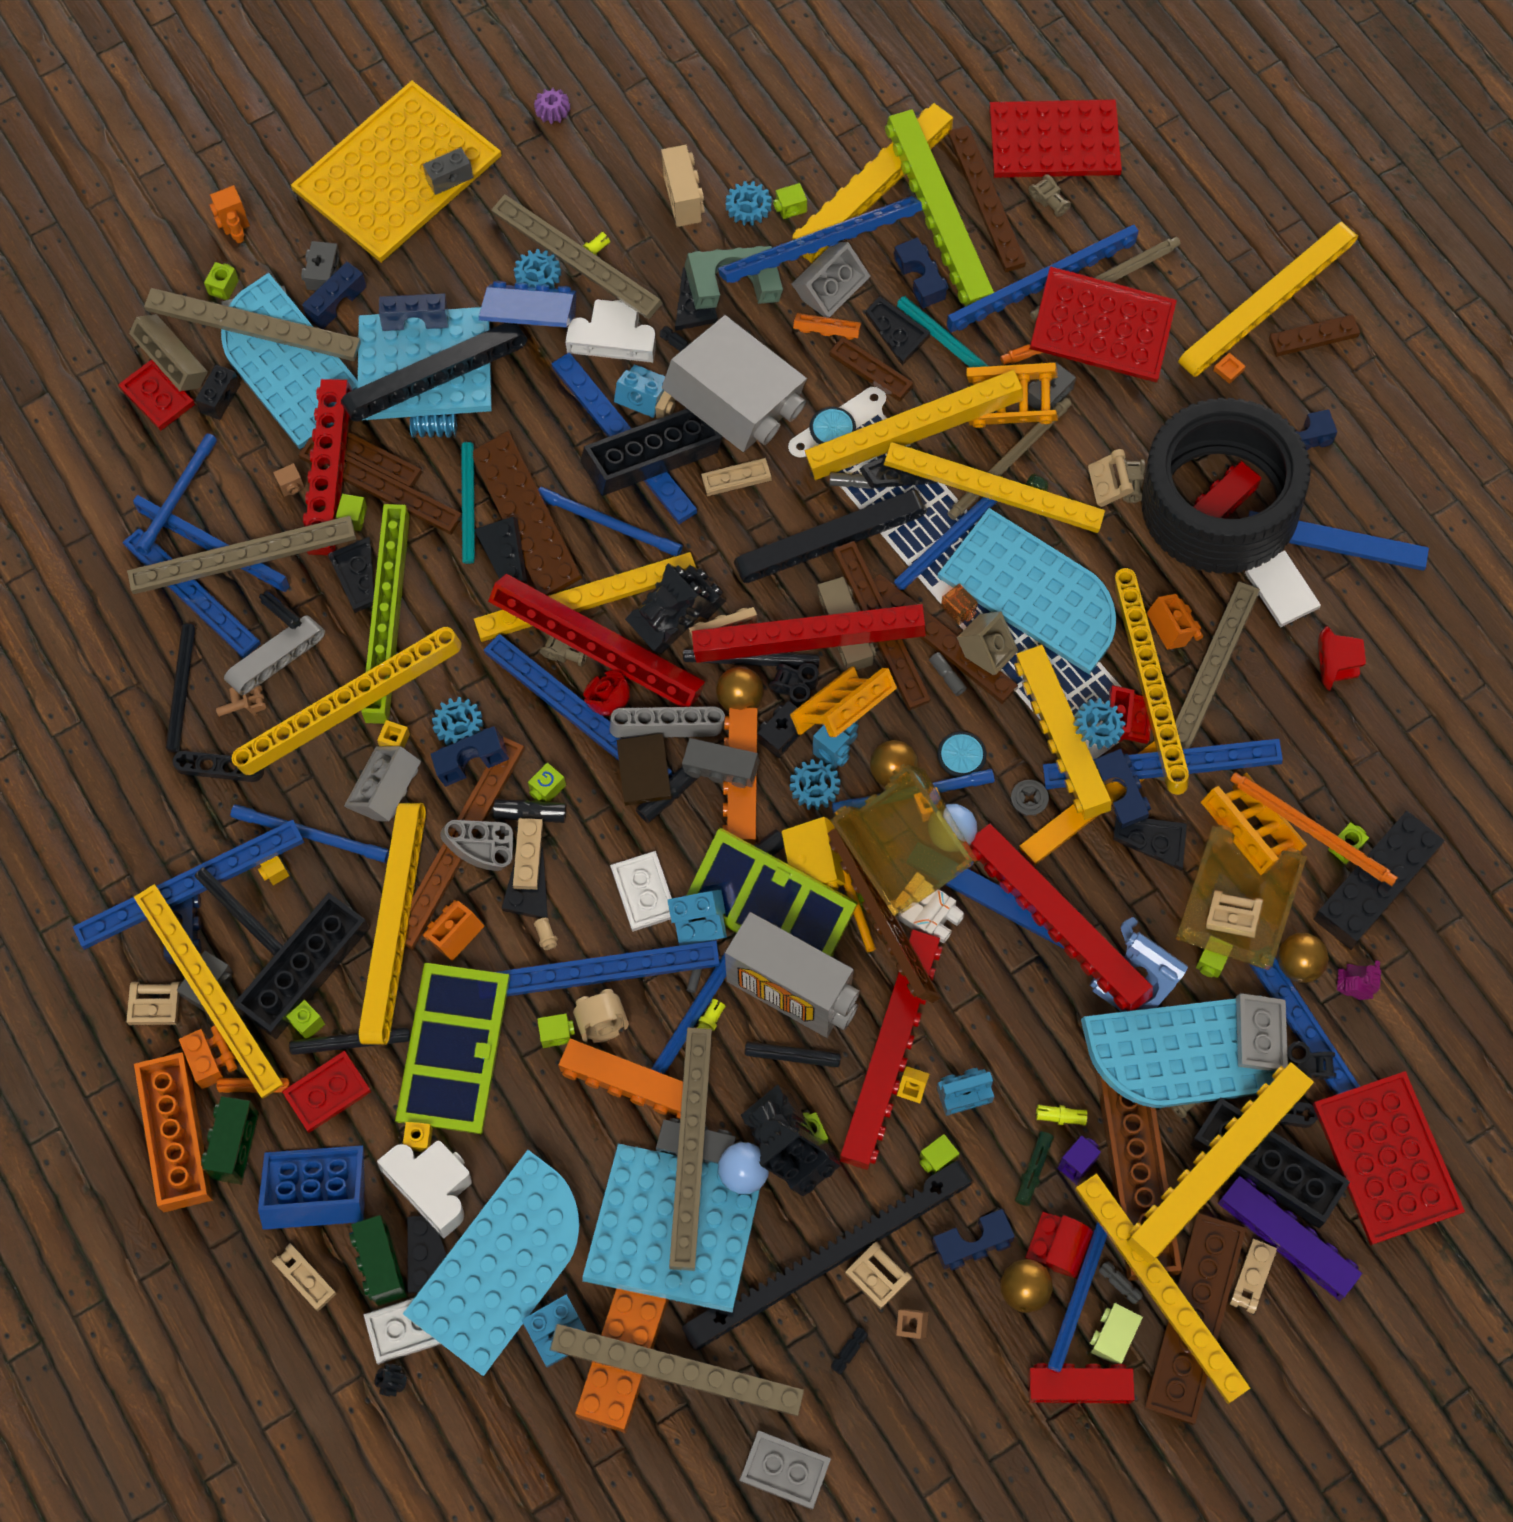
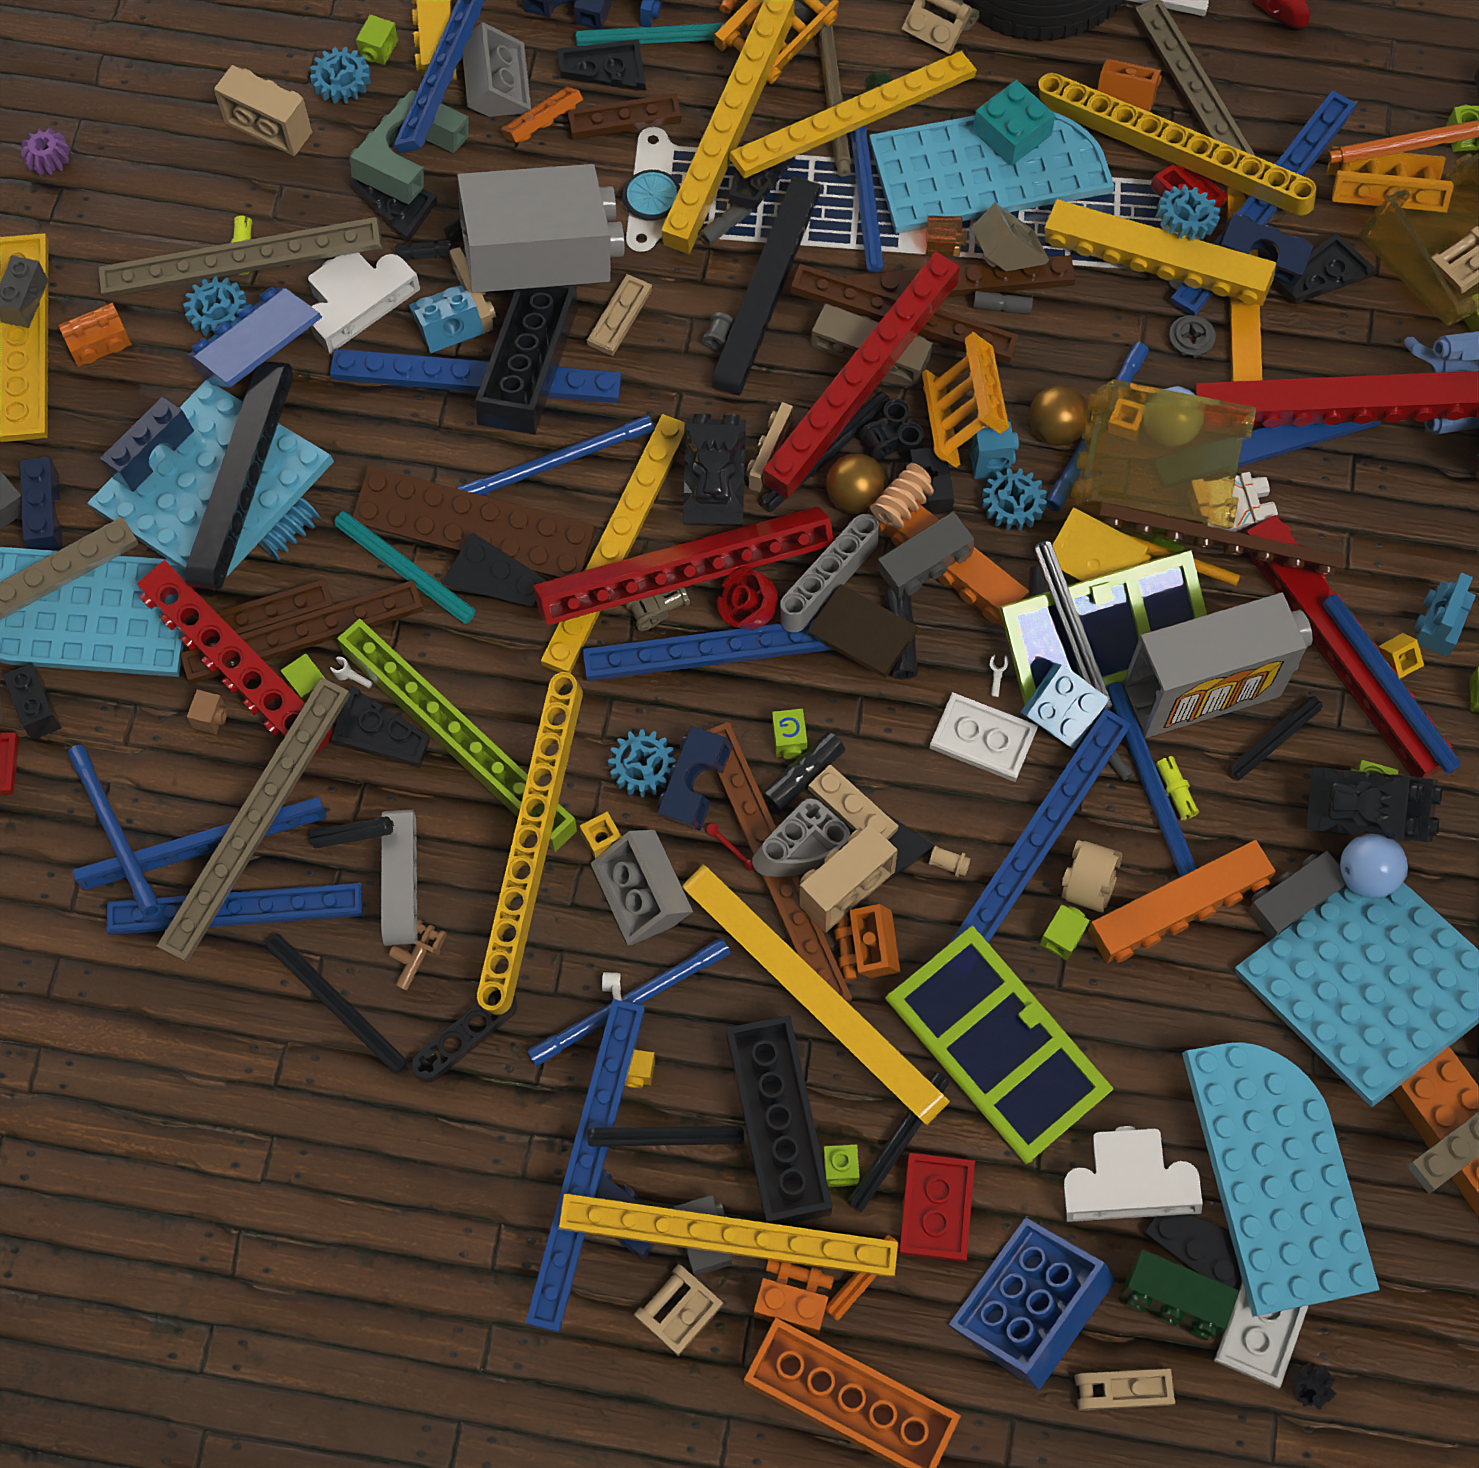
camera: 50 degrees left, 0 degrees up
(230, 1140) = (915, 1345): dark green brick -> none
(312, 815) = (611, 983): none -> white hand
(376, 527) = (346, 672): none -> white hand
(421, 1143) = (1057, 1161): yellow plate -> none
(453, 793) = (713, 831): none -> red hinge
(462, 229) = (95, 335): none -> orange brick
(473, 882) = (847, 877): none -> tan brick
(542, 1325) = (1384, 1180): dark azure brick -> none
(690, 1150) = (1317, 898): dark tan plate -> none
(693, 863) = (997, 675): none -> white hand
(746, 721) = (903, 496): none -> light nougat piece
(746, 875) = (1070, 617): none -> axle
(773, 535) = (719, 331): none -> dark grey bush
(880, 1090) = (1392, 684): none -> blue axle
(961, 754) = (1094, 356): medium azure wheel -> none
(1072, 578) = (1014, 122): none -> teal brick

